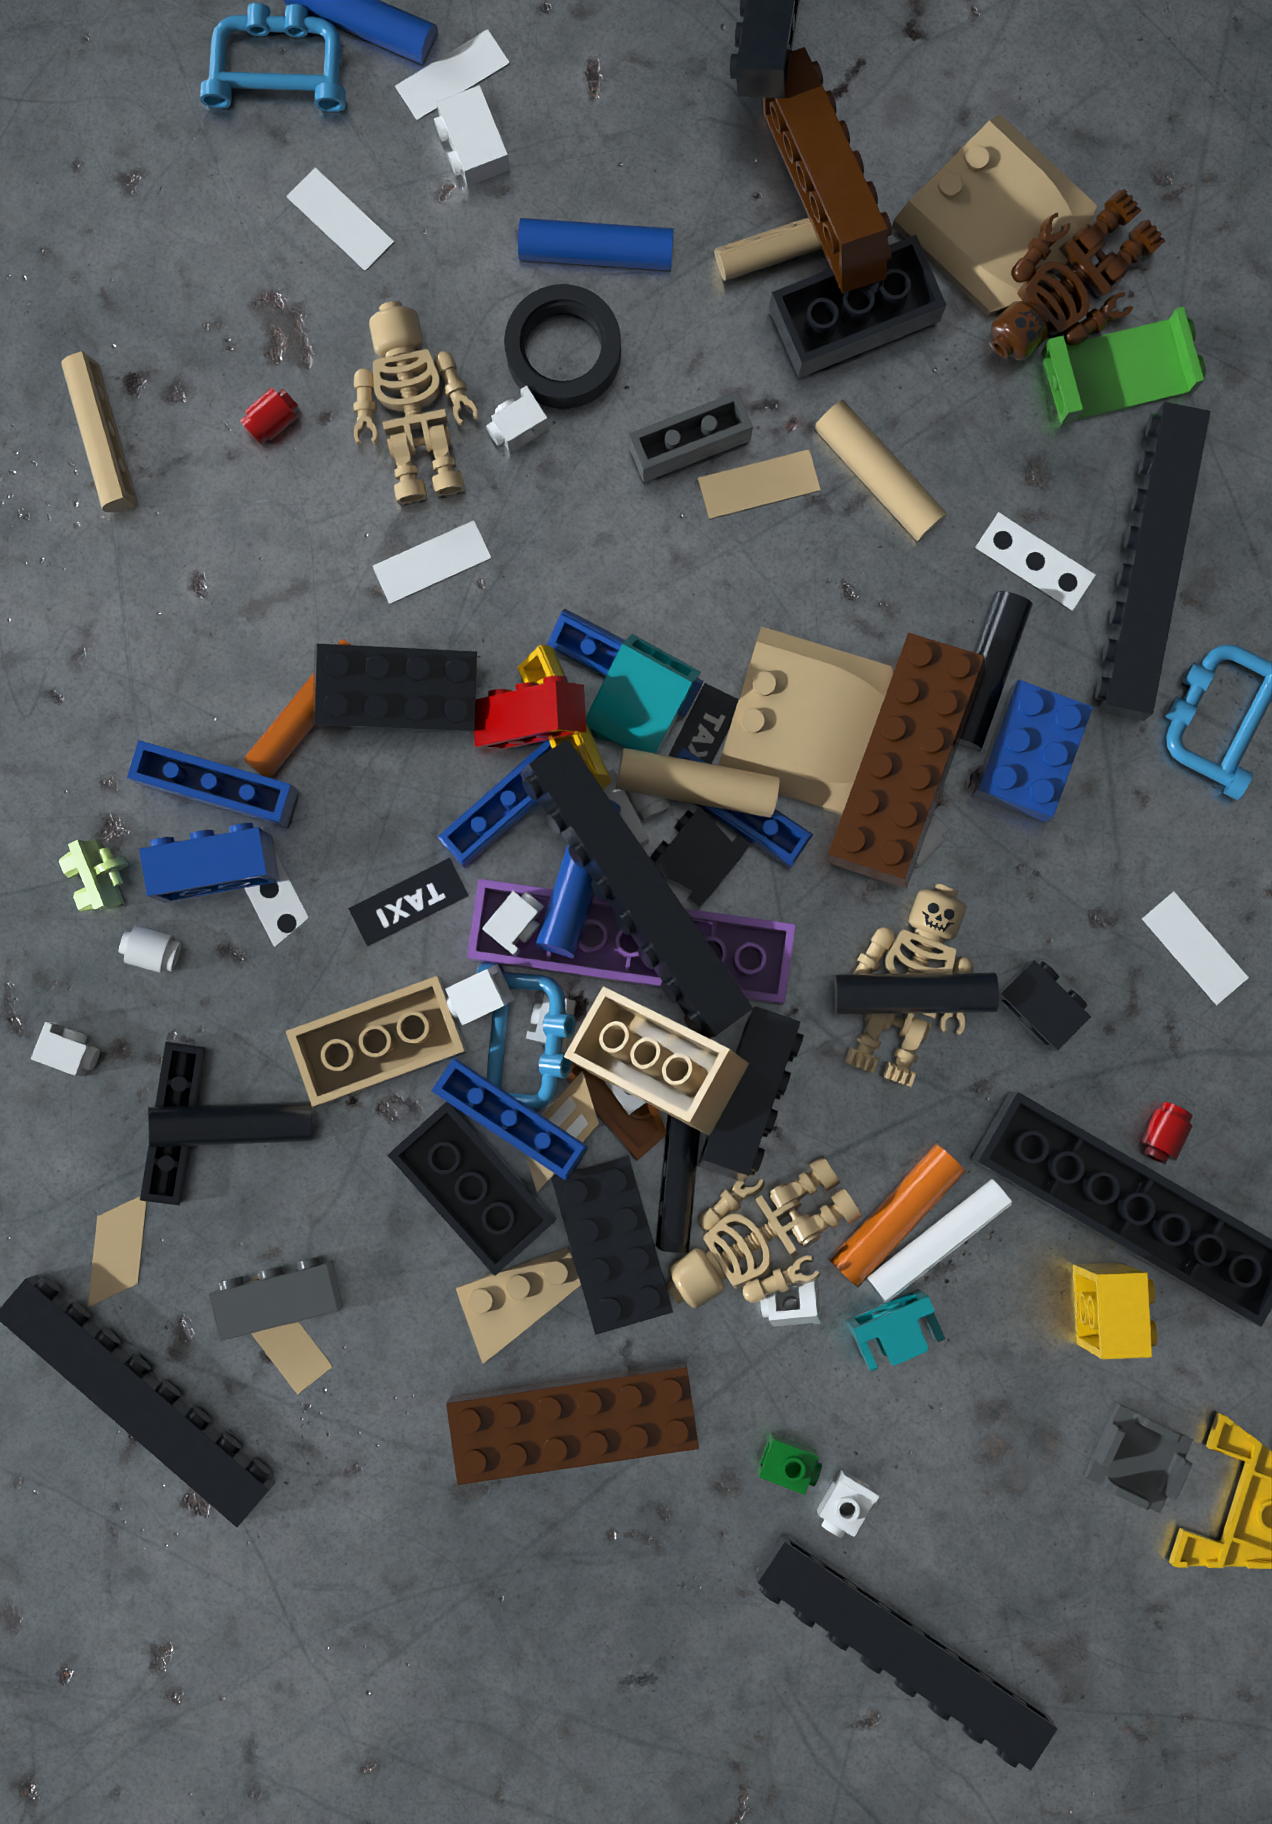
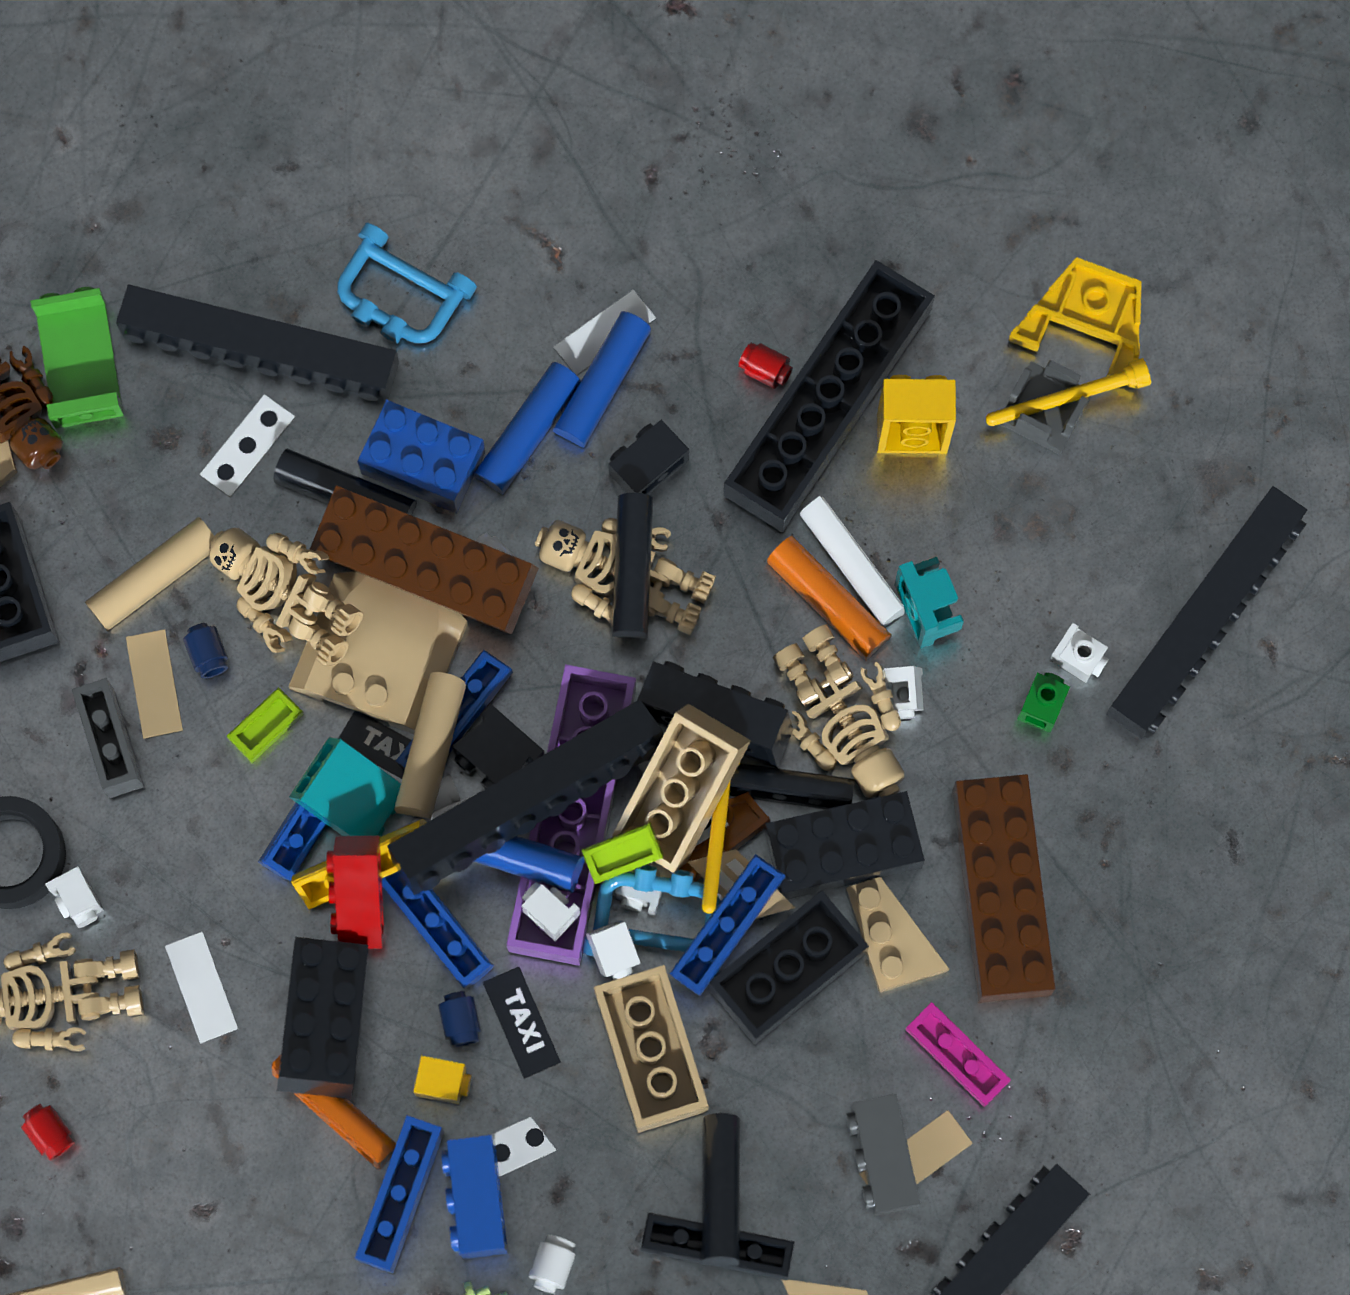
camera: 90 degrees left, 10 degrees down
(336, 820) = (442, 1080): none -> yellow brick
(389, 1376) = (958, 1054): none -> dark pink plate
(404, 835) = (459, 1019): none -> dark blue brick
(581, 999) = (622, 853): none -> lime tile
(586, 1101) = (714, 854): none -> yellow piece
(718, 605) = (265, 725): none -> lime tile
(796, 534) = (206, 650): none -> dark blue brick
(886, 597) = (274, 570): none -> tan piece
(1075, 868) = (527, 427): none -> blue brick
(1138, 948) = (602, 378): none -> blue brick
(1182, 1565) = (1133, 375): none -> yellow piece

